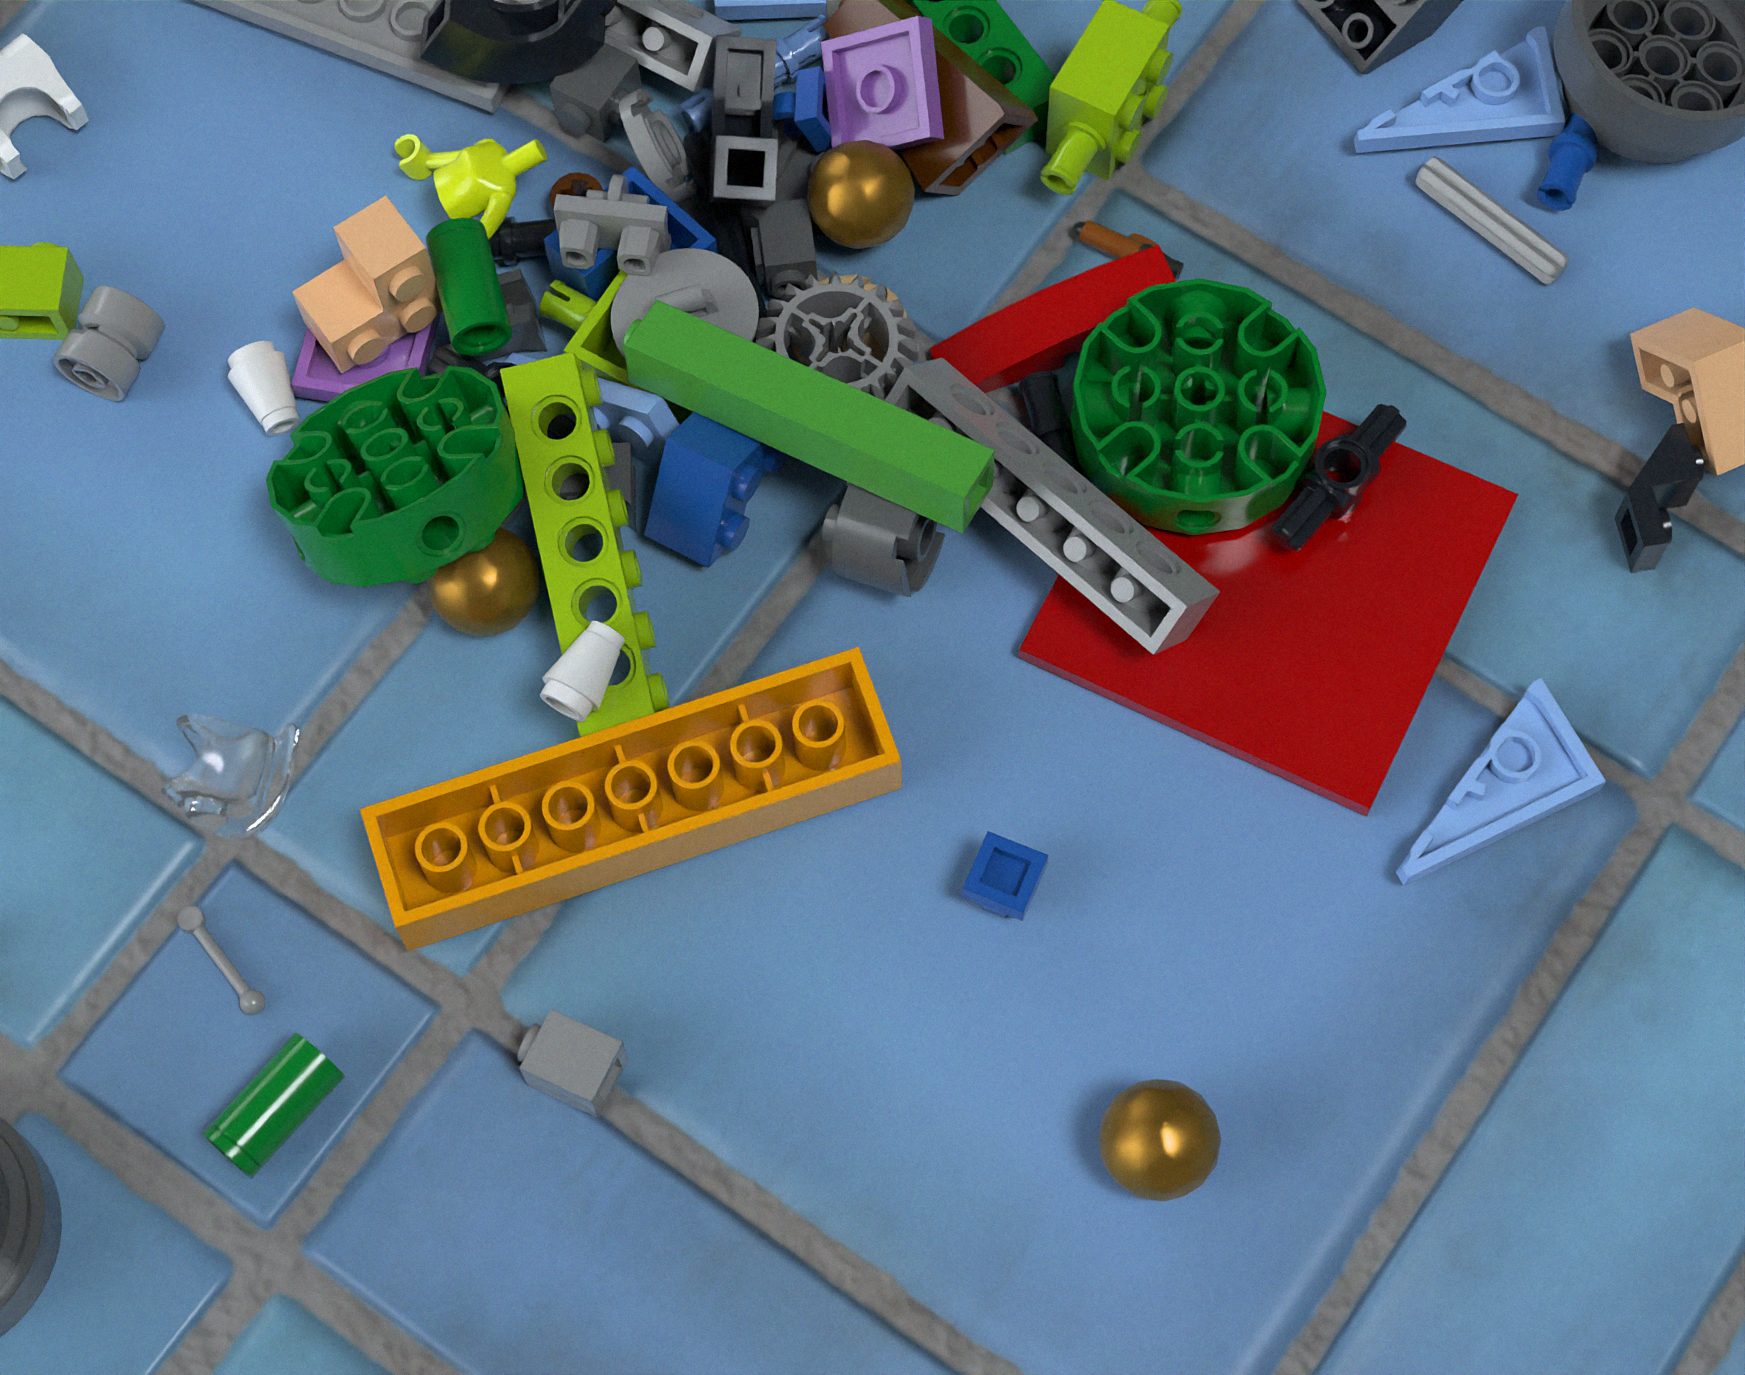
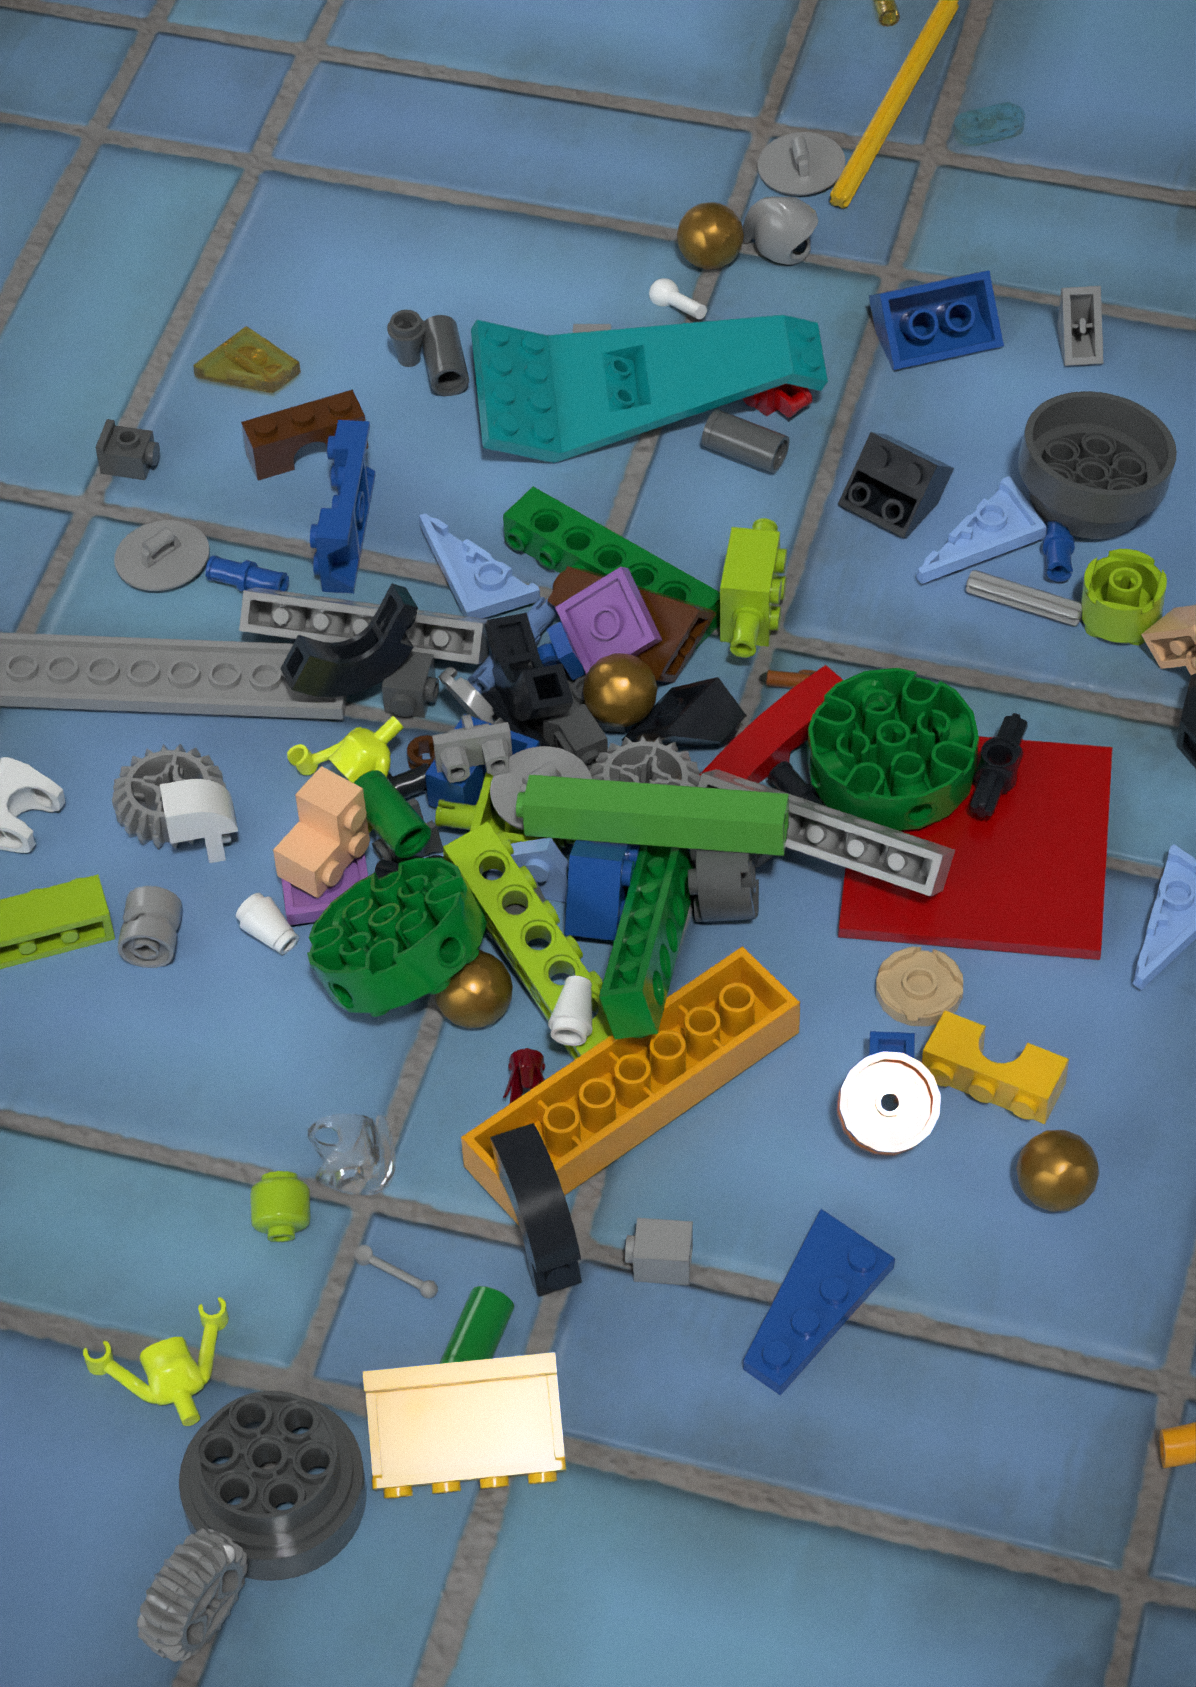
camera: 20 degrees left, 15 degrees down
(104, 815) = (280, 1205): none -> lime head
(198, 1238) = (464, 1424): none -> panel
(220, 176) = (138, 791): none -> light grey gear
(227, 200) = (199, 811): none -> white brick
(409, 952) = (539, 1208): none -> black arch
(507, 717) = (526, 1071): none -> dark red piece
(721, 605) = (647, 942): none -> green brick
(761, 1201) = (820, 1293): none -> blue wing
(936, 990) = (861, 1108): none -> wheel
(947, 259) = (692, 716): none -> black slope
(1096, 773) = (919, 986): none -> tan tile
(1176, 984) = (1023, 1086): none -> yellow arch
(1627, 265) = (1122, 596): none -> lime brick

